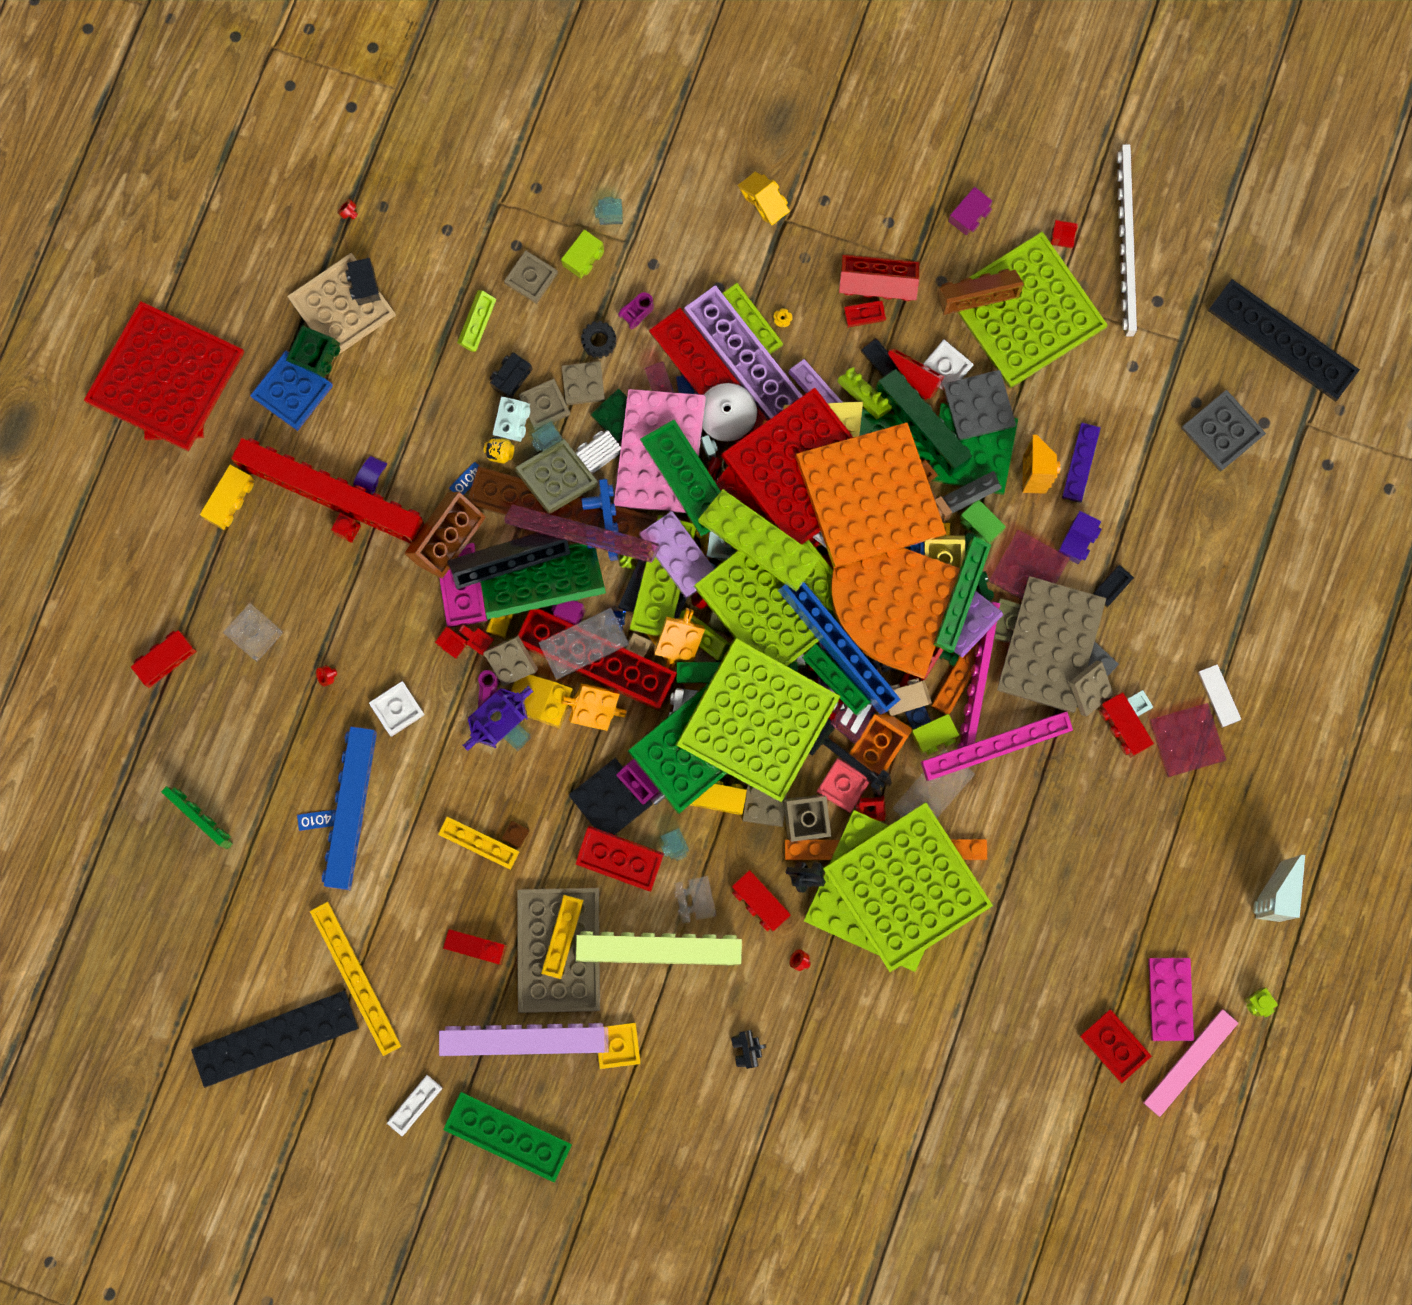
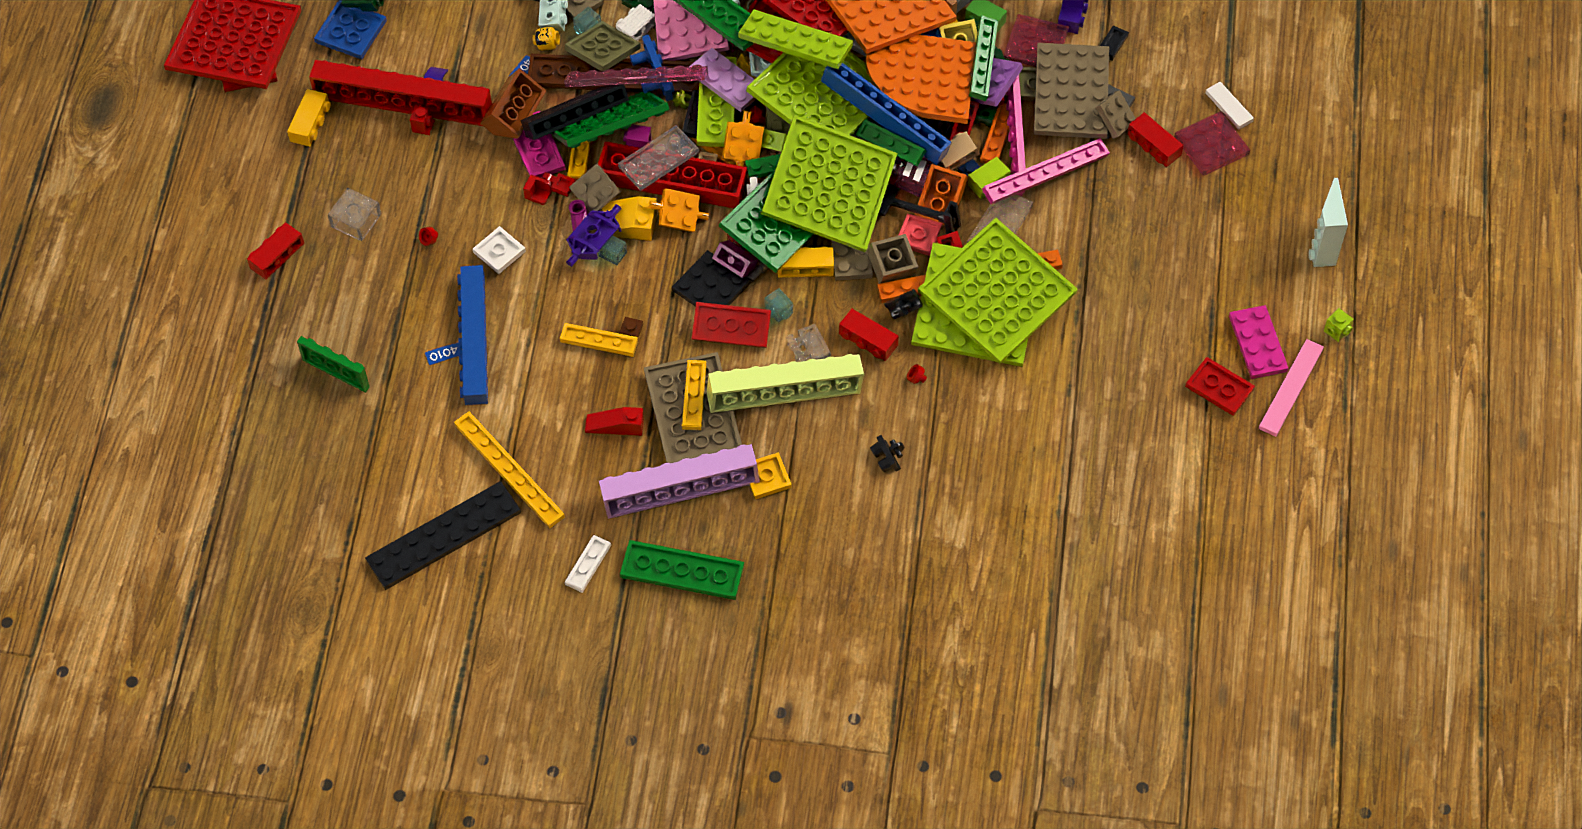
camera: 15 degrees left, 20 degrees down
(1140, 703) = (1163, 120): light aqua plate -> none

